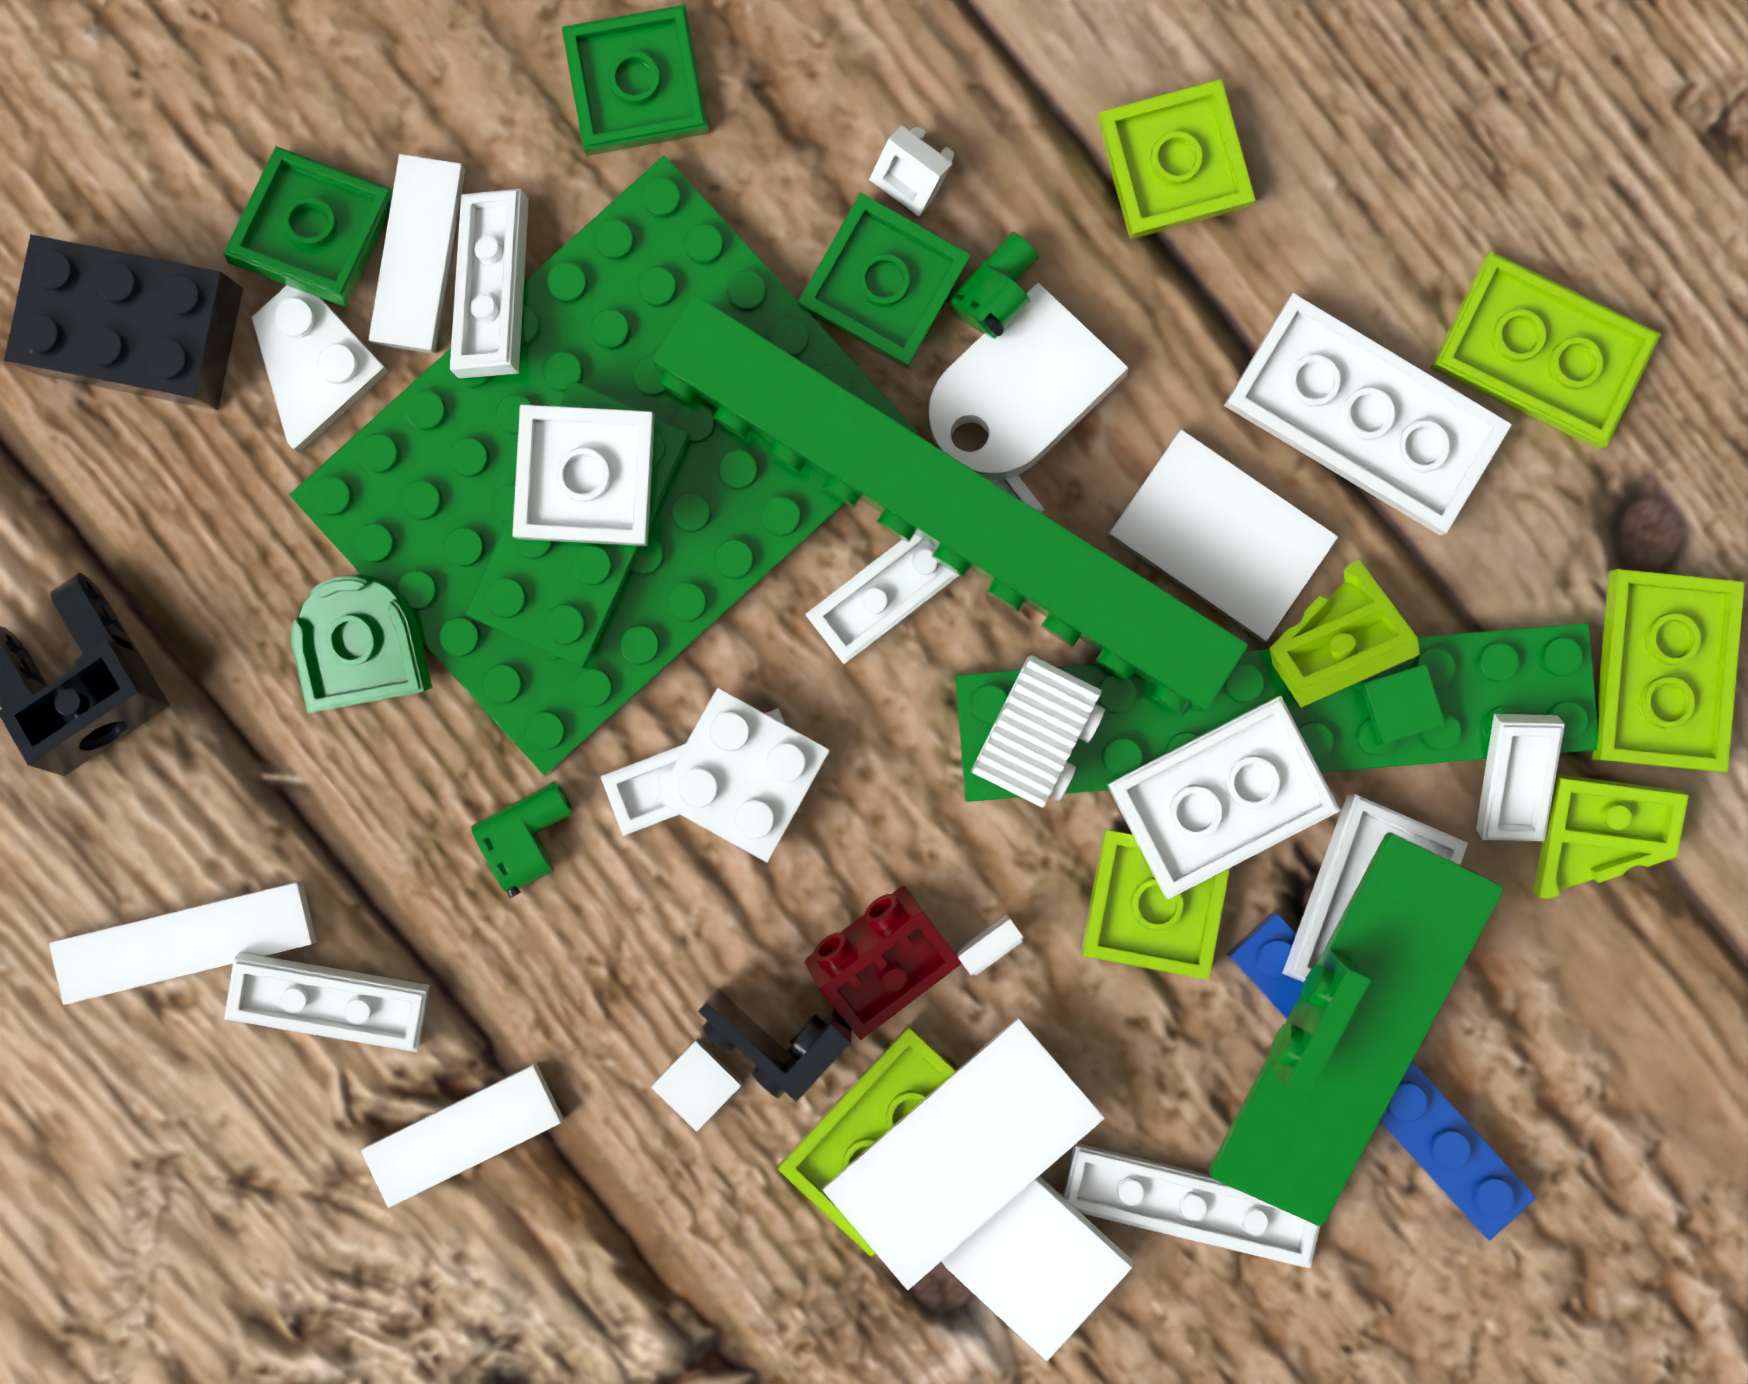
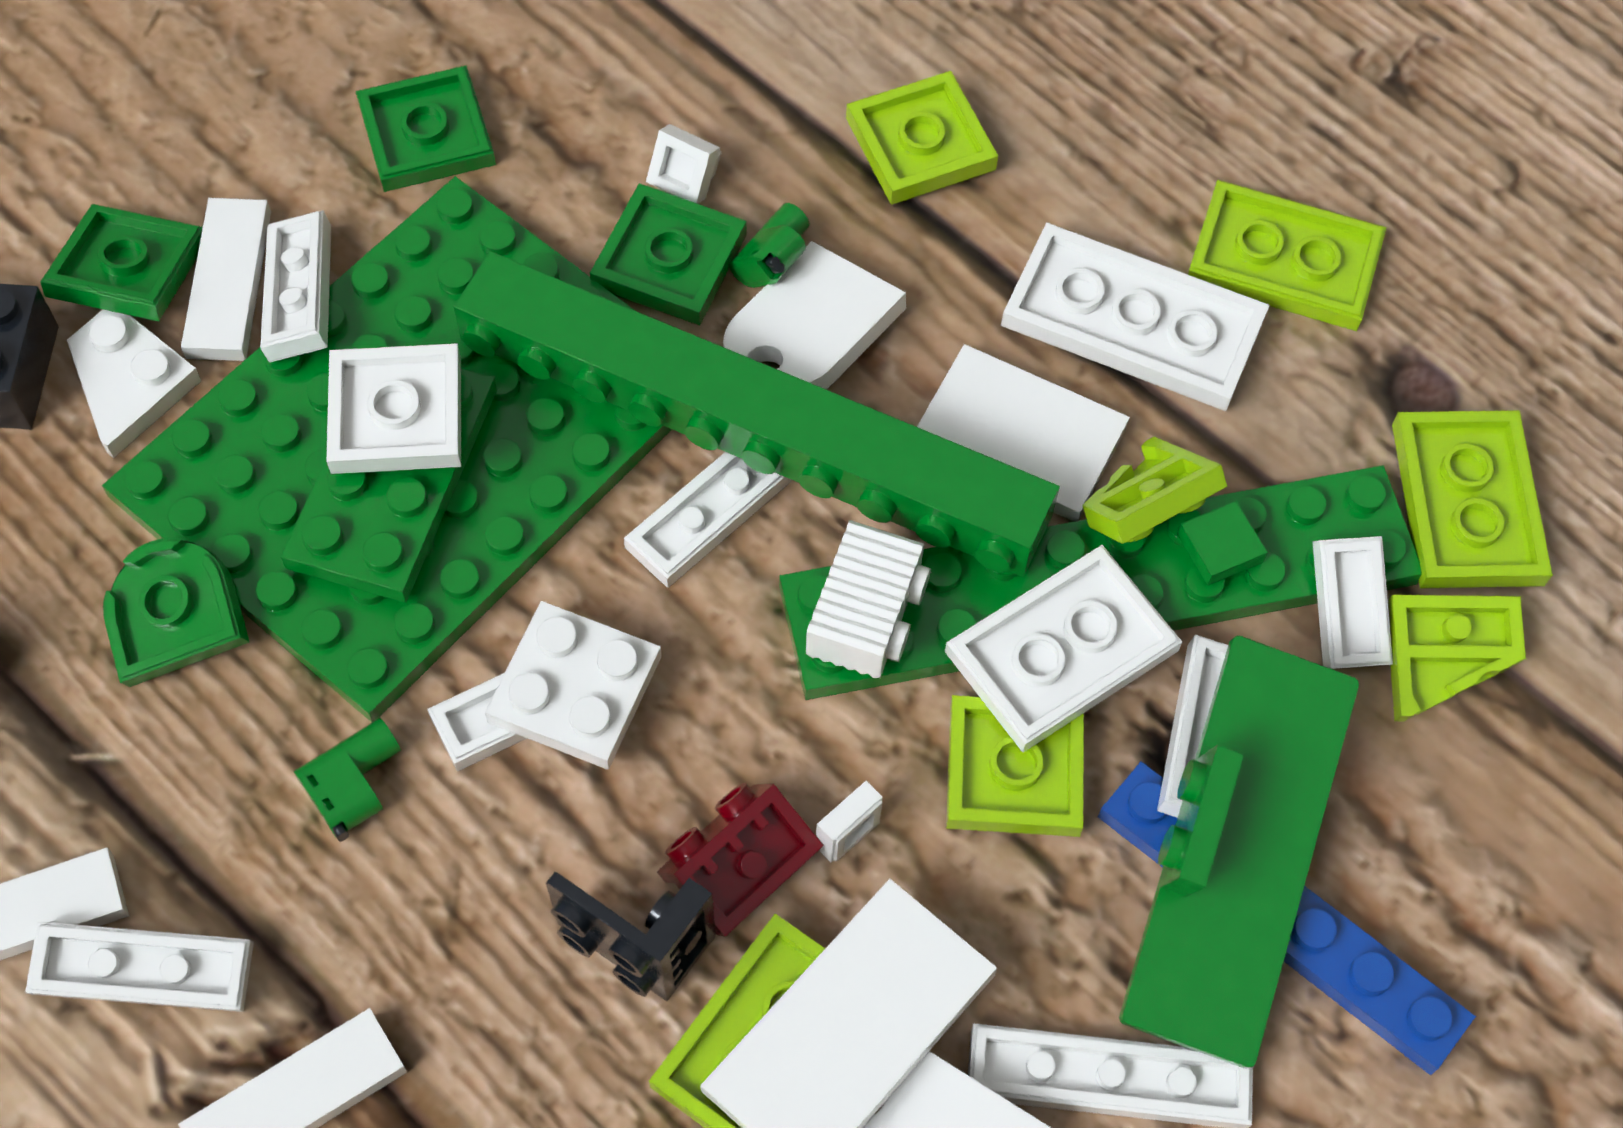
camera: 10 degrees left, 25 degrees down
(697, 1084) = (552, 1011): white tile -> none

